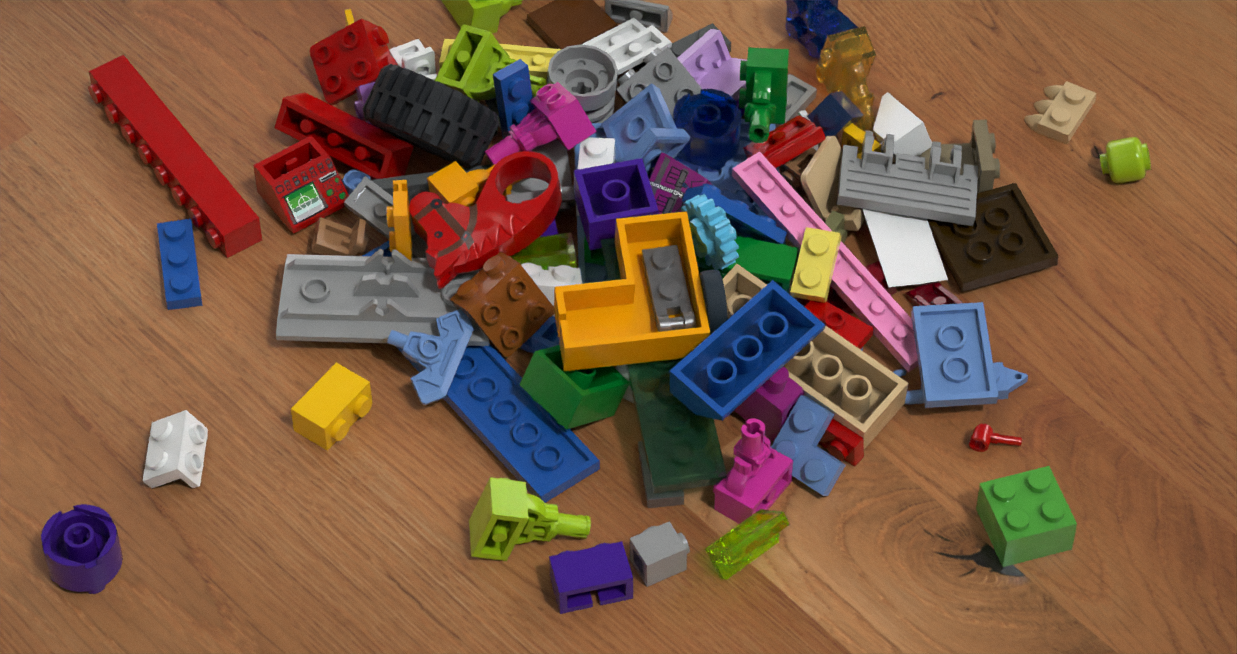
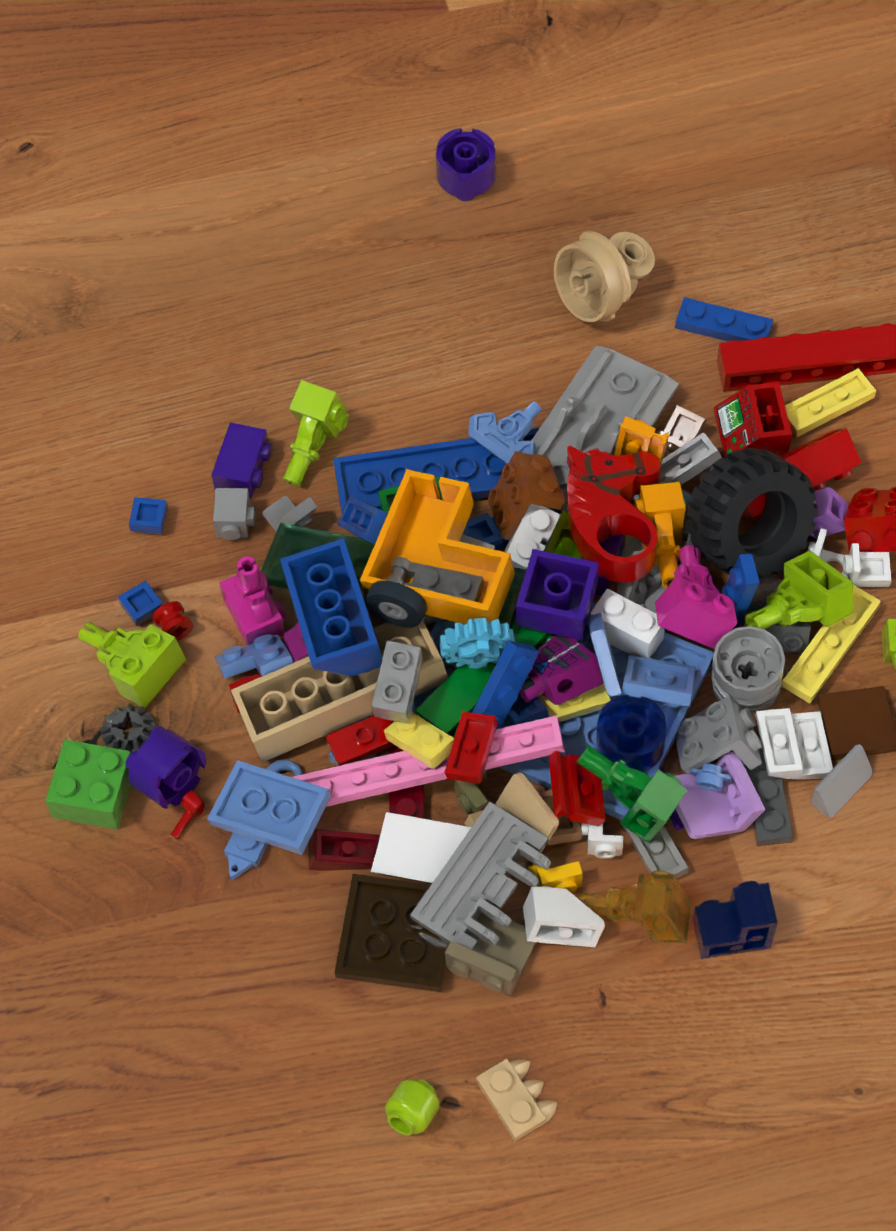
camera: 120 degrees right, 10 degrees up
(175, 450) = (526, 254): white bracket -> none
(194, 348) = (601, 273): none -> tan piece
(231, 145) = (829, 402): none -> light yellow plate
(332, 406) = (508, 362): yellow brick -> none
(617, 403) = (362, 519): none -> blue plate
(632, 496) = (285, 512): none -> light grey bracket
(705, 72) = (710, 777): none -> medium blue plate
(706, 628) = (148, 515): none -> blue plate
(746, 542) = (196, 569): clear neon green bracket -> none
(796, 268) = (397, 682): none -> light grey brick
(804, 210) = (471, 747): none -> red plate
(809, 582) = (140, 602): none -> blue plate
(812, 542) = (172, 620): none -> red wheel
(835, 114) = (599, 863): dark blue brick -> none
(875, 542) = (136, 659): none -> lime brick
(941, 540) = (115, 738): none -> dark grey gear
(970, 453) = (165, 767): none -> dark purple brick

